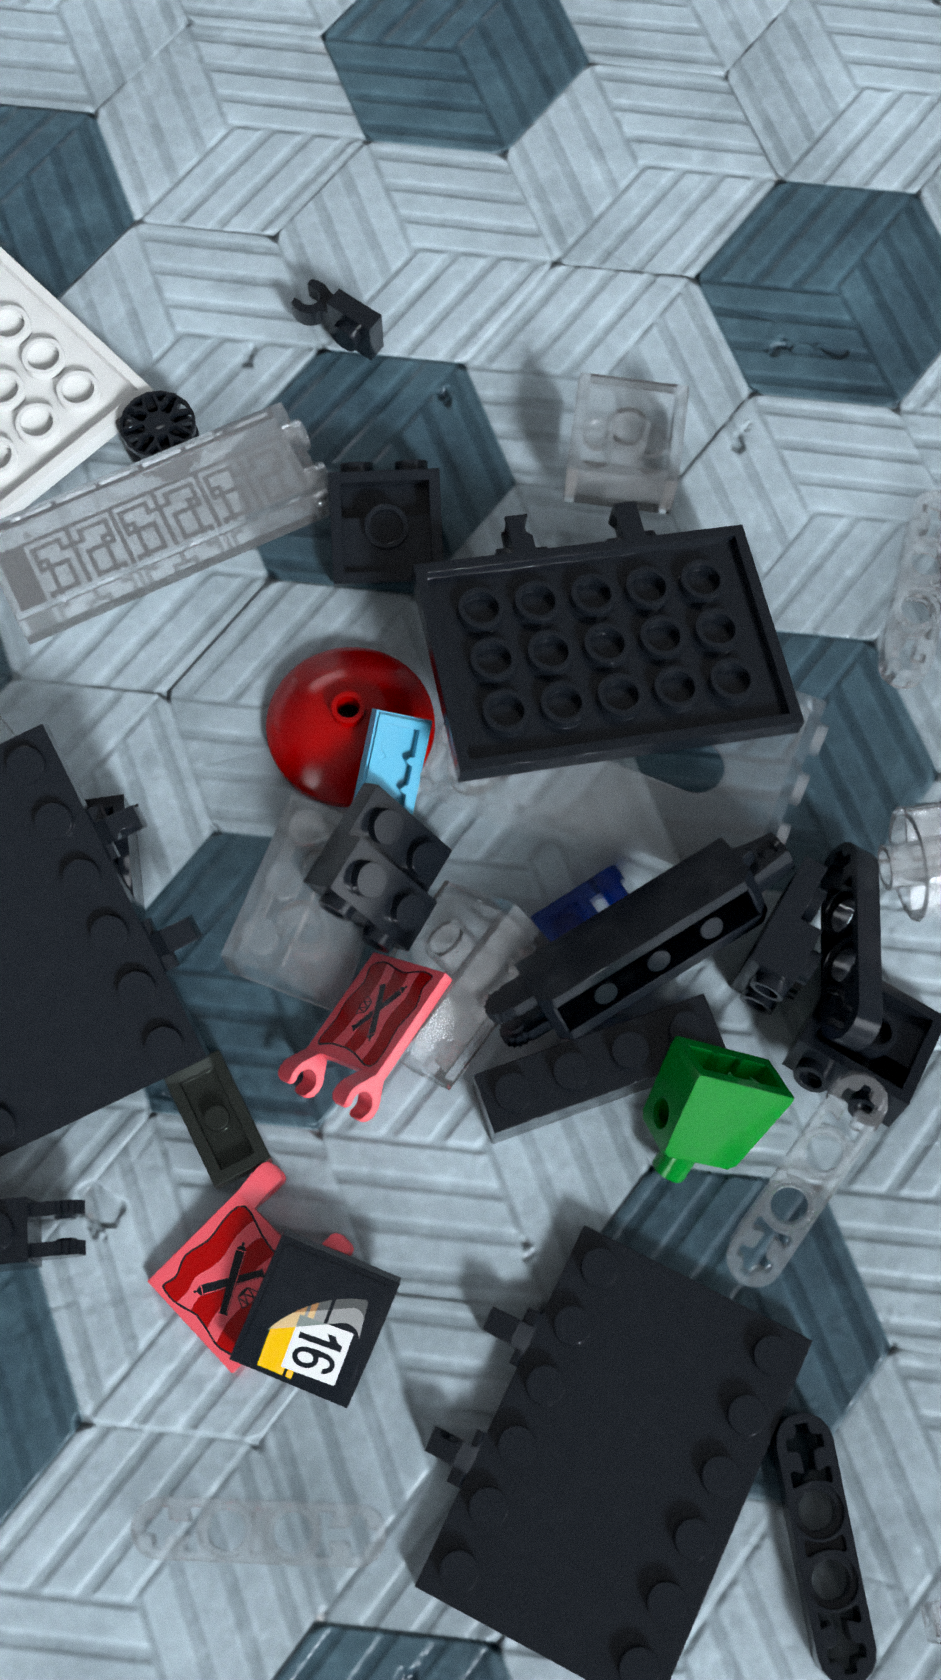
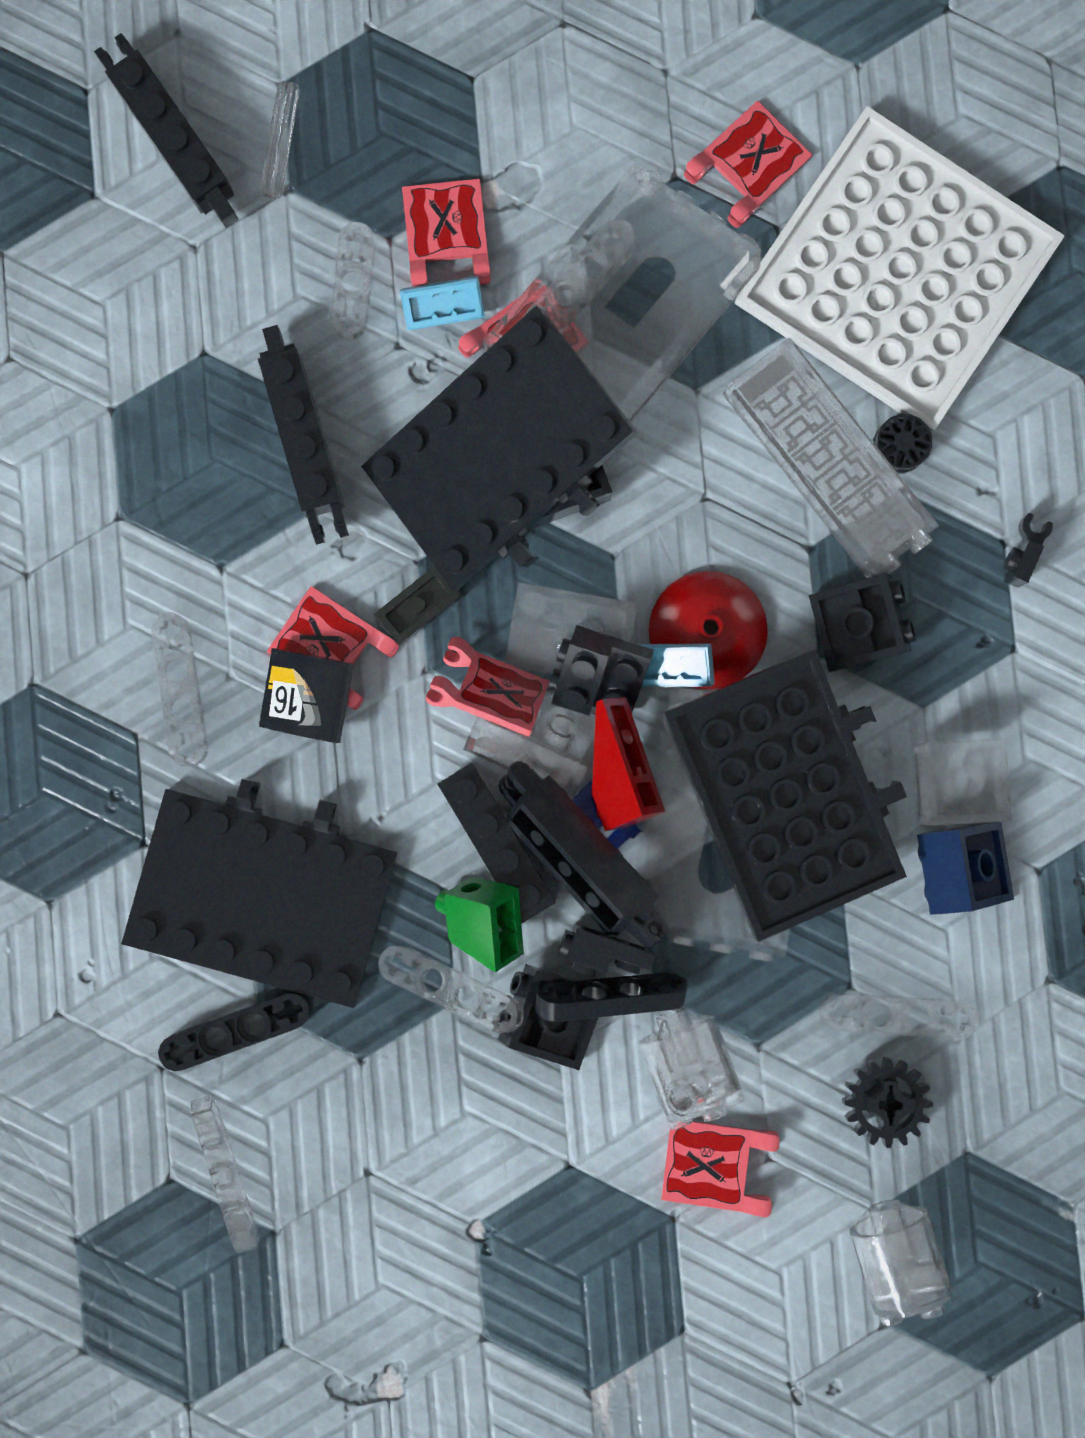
camera: 80 degrees right, 15 degrees up
(536, 862) = (621, 772): none -> red slope
(739, 470) = (965, 868): none -> dark blue slope

